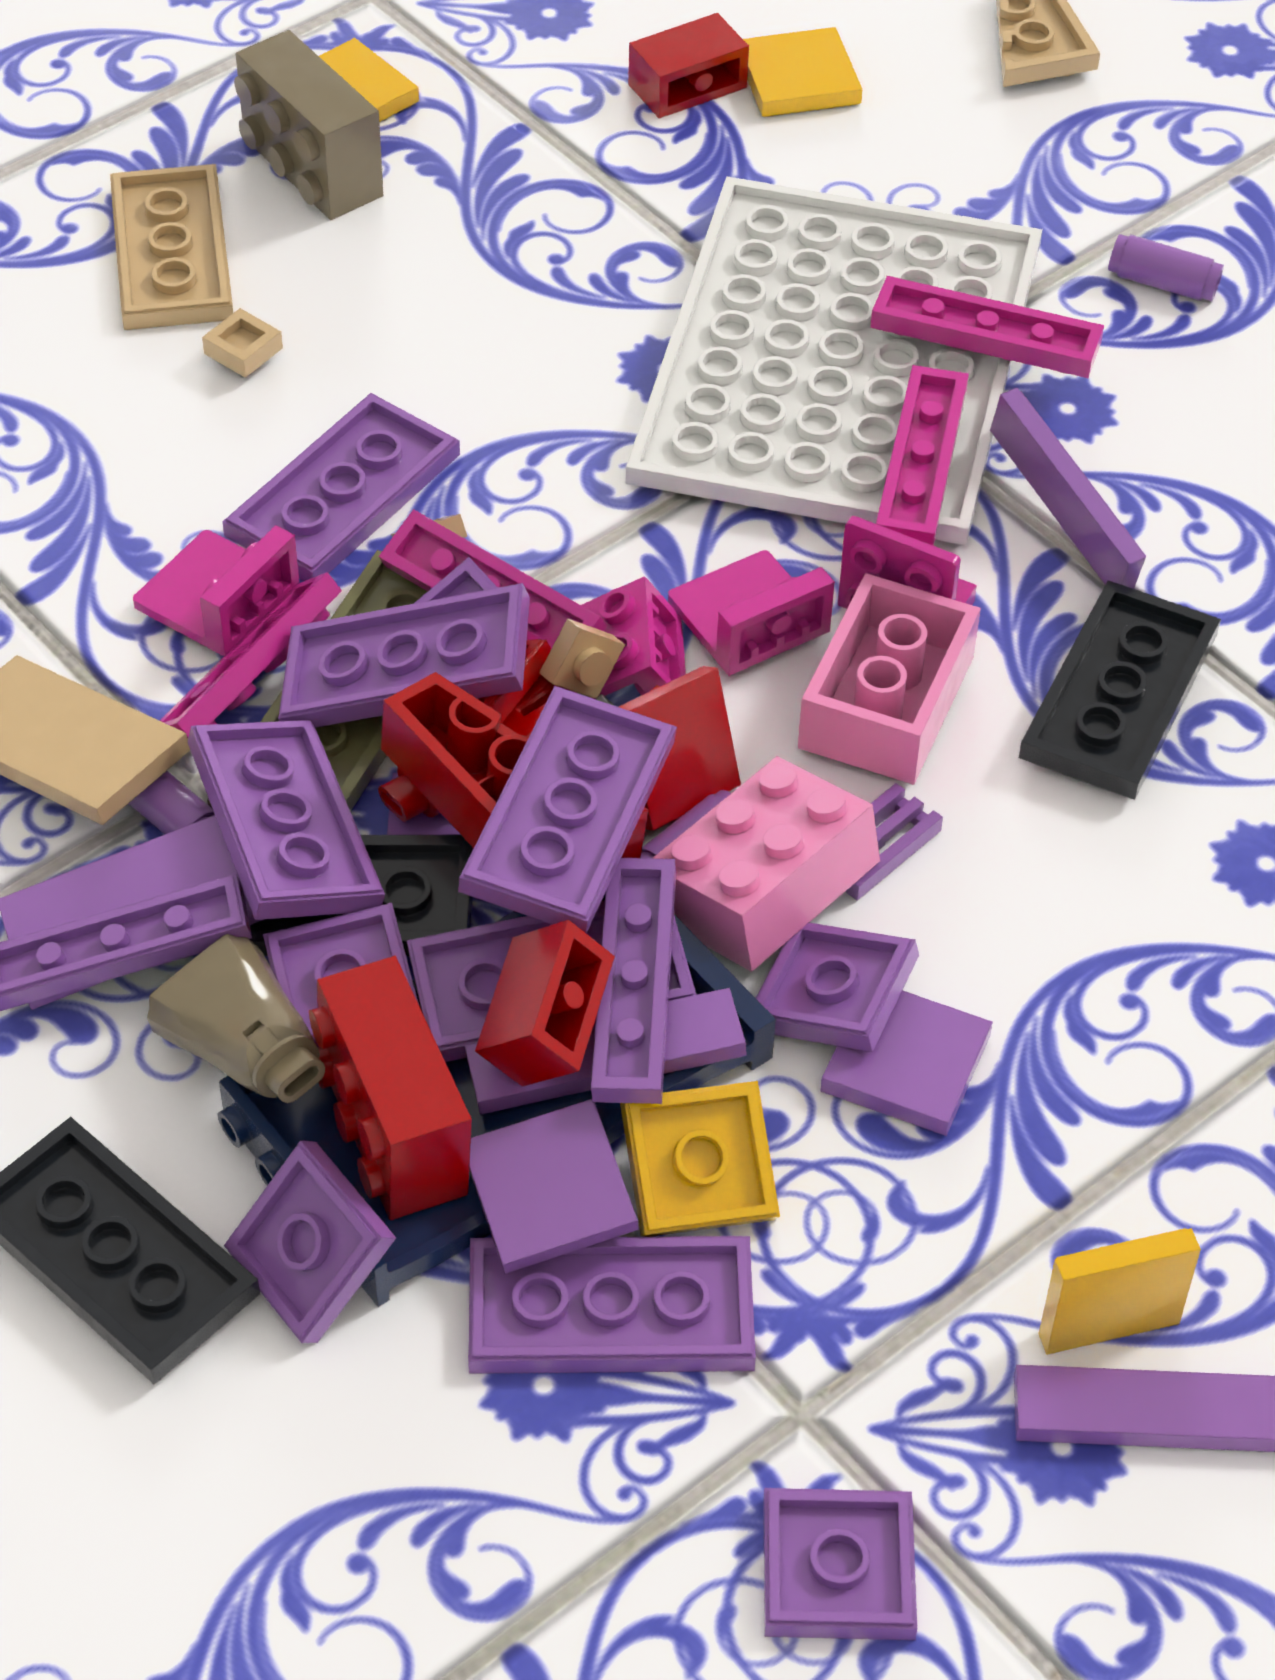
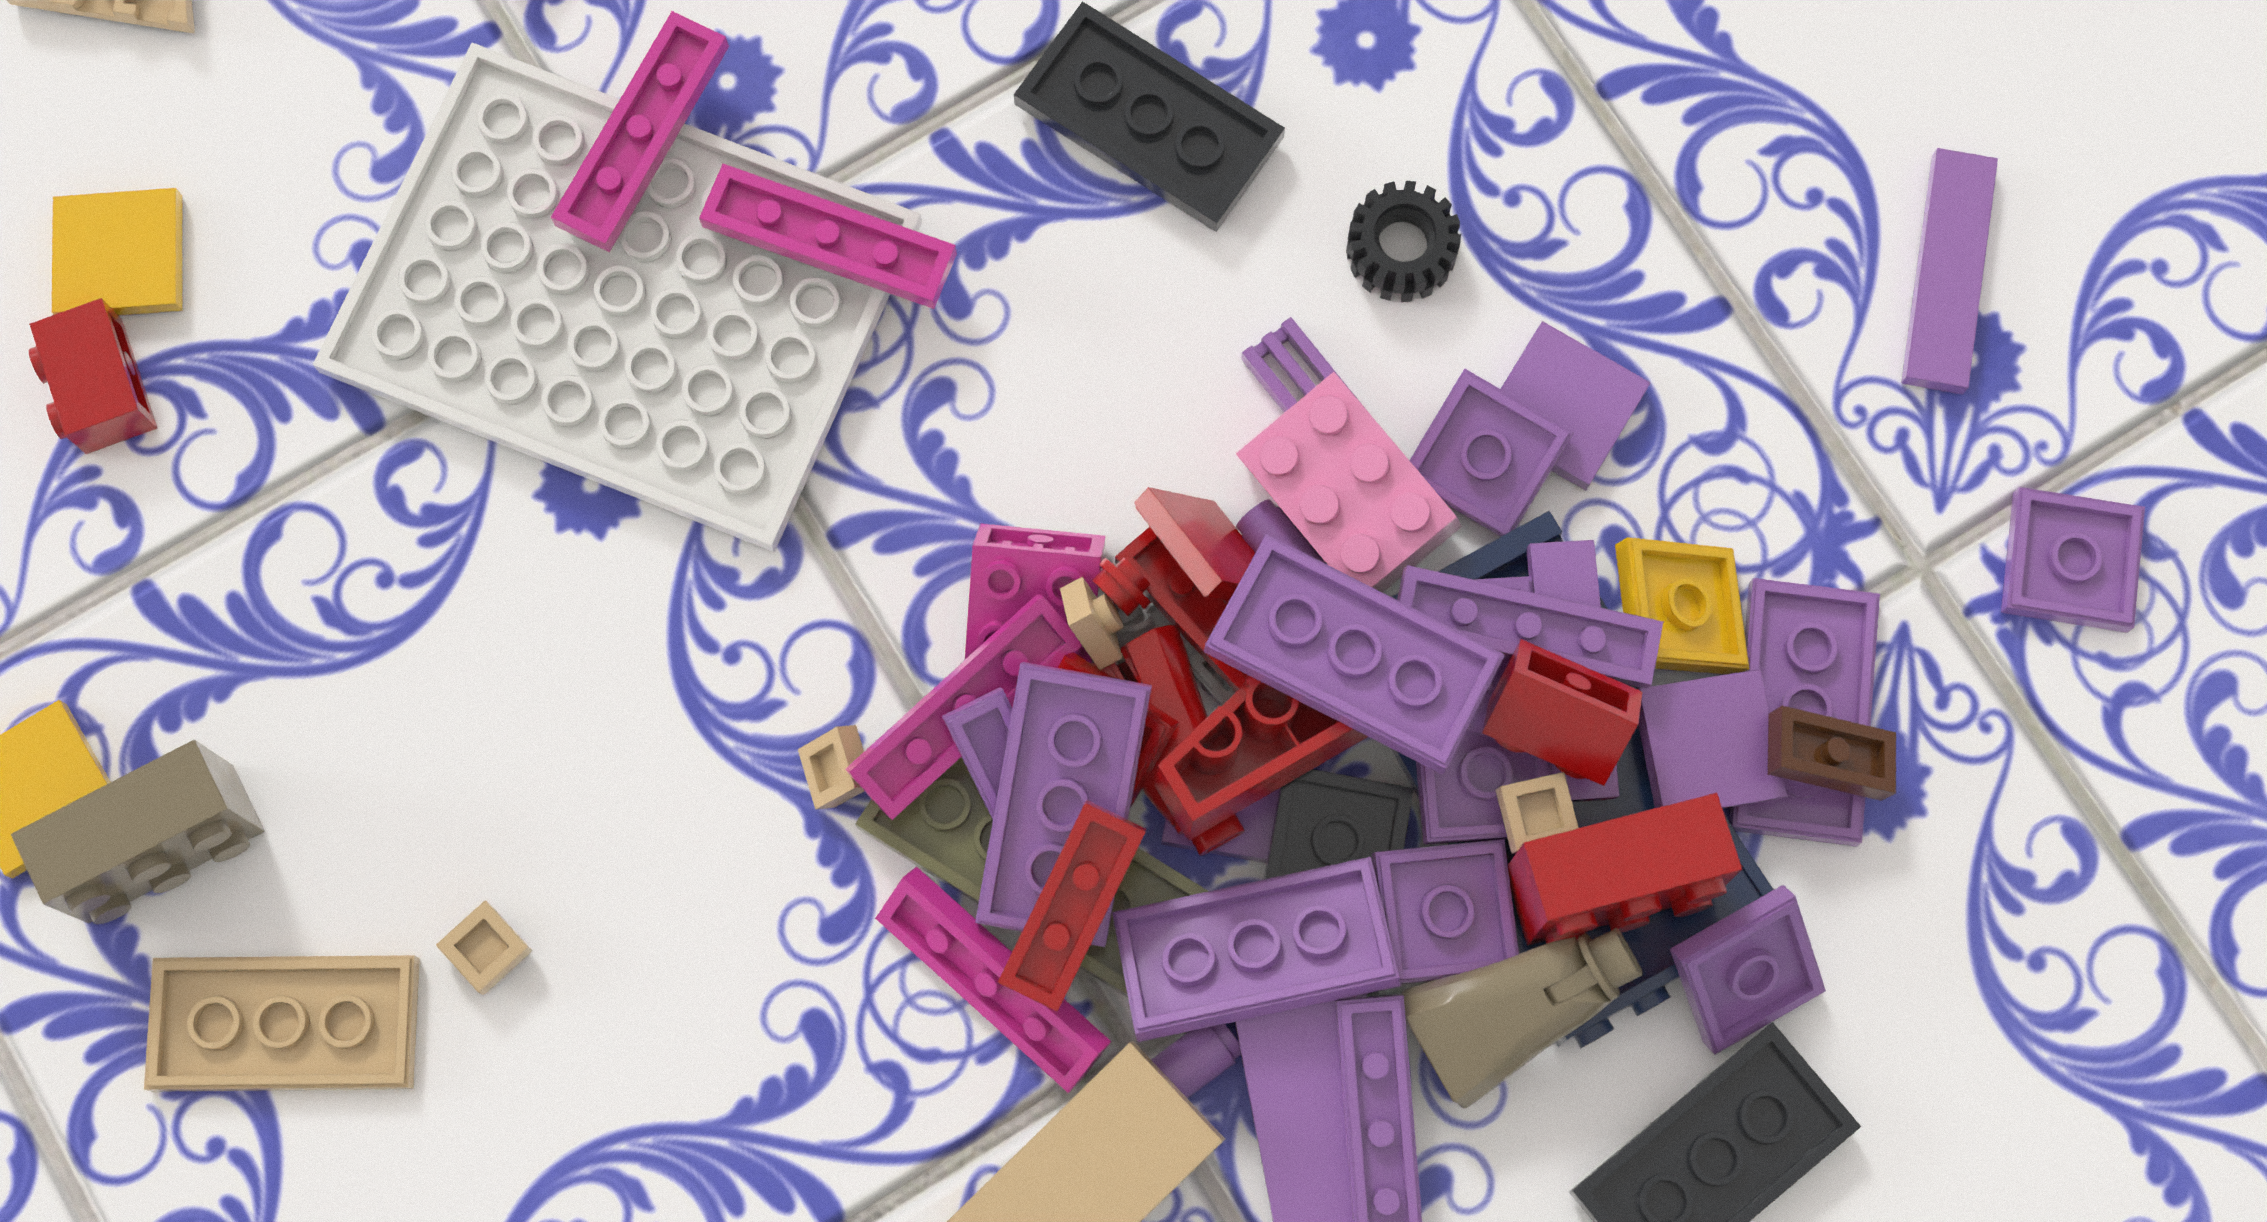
camera: 80 degrees left, 25 degrees up
(219, 588) = (874, 1004): dark pink bracket -> none
(307, 665) = (1072, 905): none -> red plate
(346, 484) = (729, 856): medium lavender tile -> none
(450, 1008) = (1536, 809): none -> tan plate
(553, 1291) = (1831, 753): none -> reddish brown plate
(624, 679) = (1123, 585): none -> red plate
(754, 610) = (990, 451): dark pink bracket -> none
(888, 678) = (1126, 328): bright pink brick -> none
(899, 559) = (989, 292): dark pink bracket -> none
(1042, 925) = (1411, 207): none -> black tyre
(1066, 490) = (893, 105): medium lavender tile -> none
(1118, 1290) = (1871, 273): yellow tile -> none

